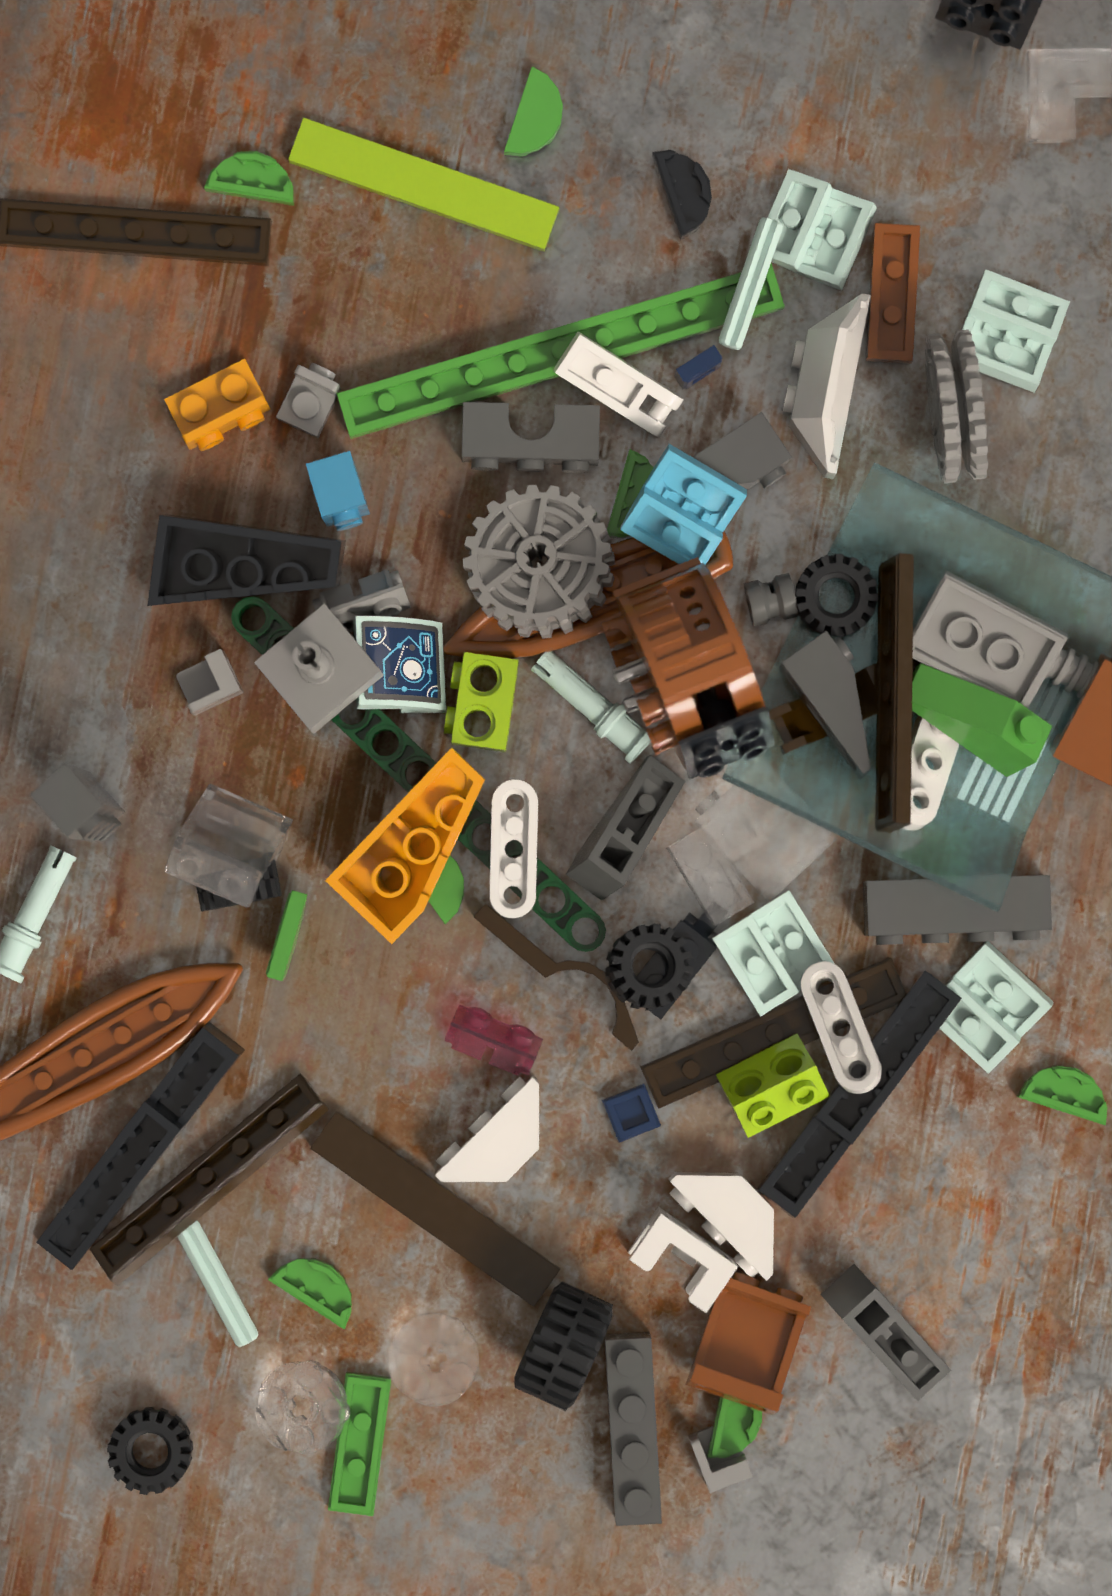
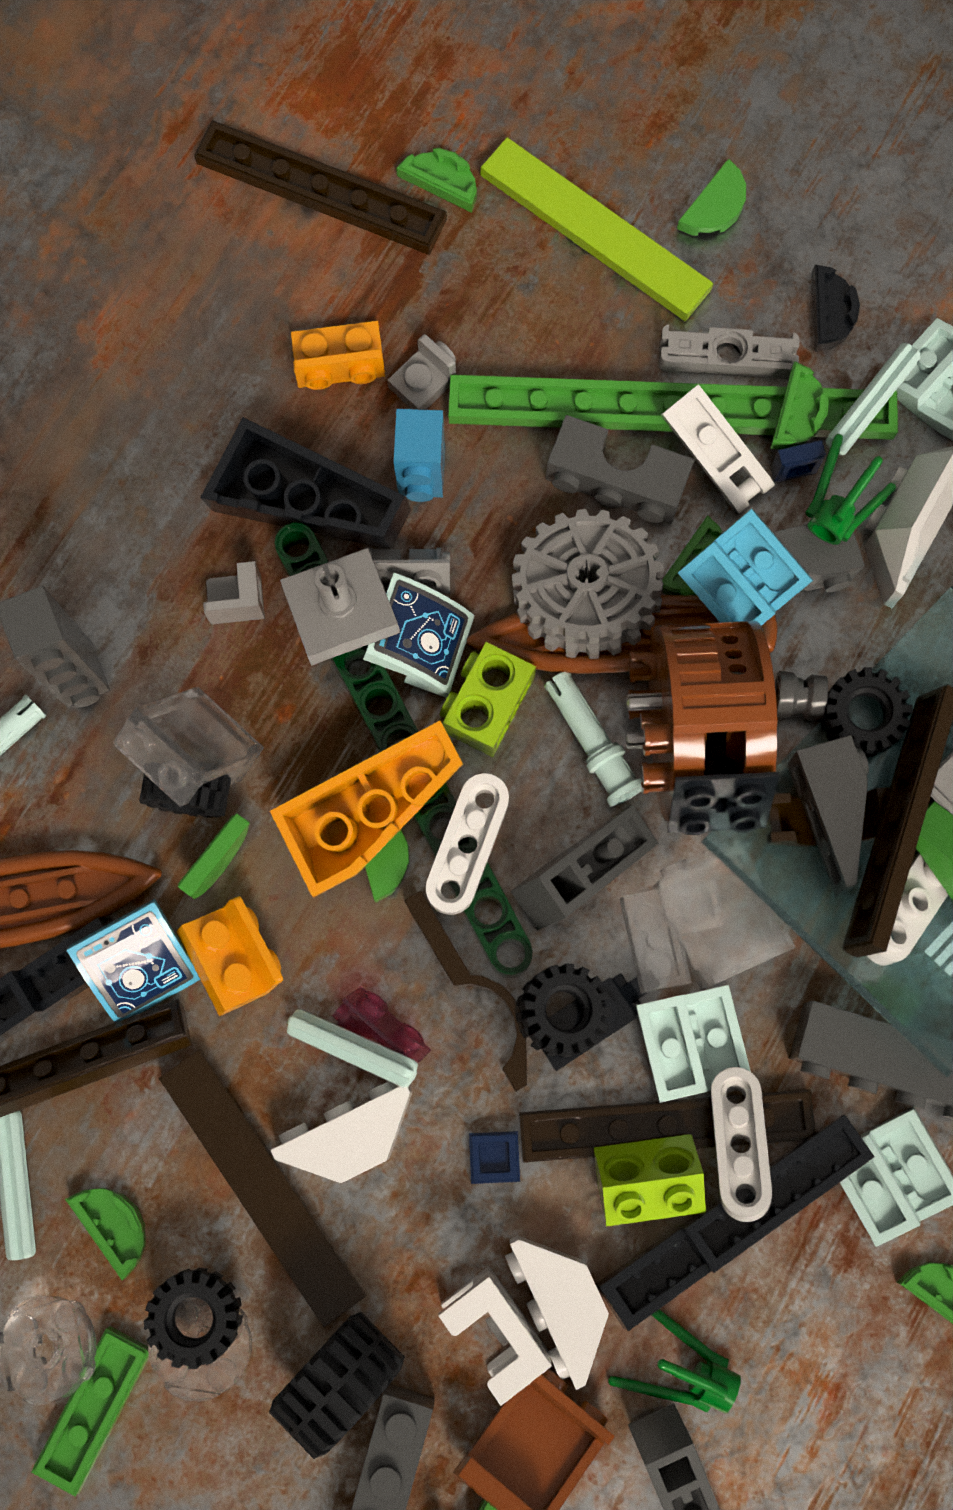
camera: 25 degrees right, 10 degrees down
(251, 1054) = (134, 962): none -> slope
(334, 1019) = (231, 956): none -> light orange bracket
(412, 1363) = (162, 1325): none -> black tyre
(473, 1062) = (352, 1048): none -> light aqua axle
(627, 268) = (698, 353): none -> light grey piece
(685, 316) = (801, 409): none -> bright green tile
(750, 424) = (834, 518): none -> green plant
(881, 1237) = (710, 1382): none -> green plant

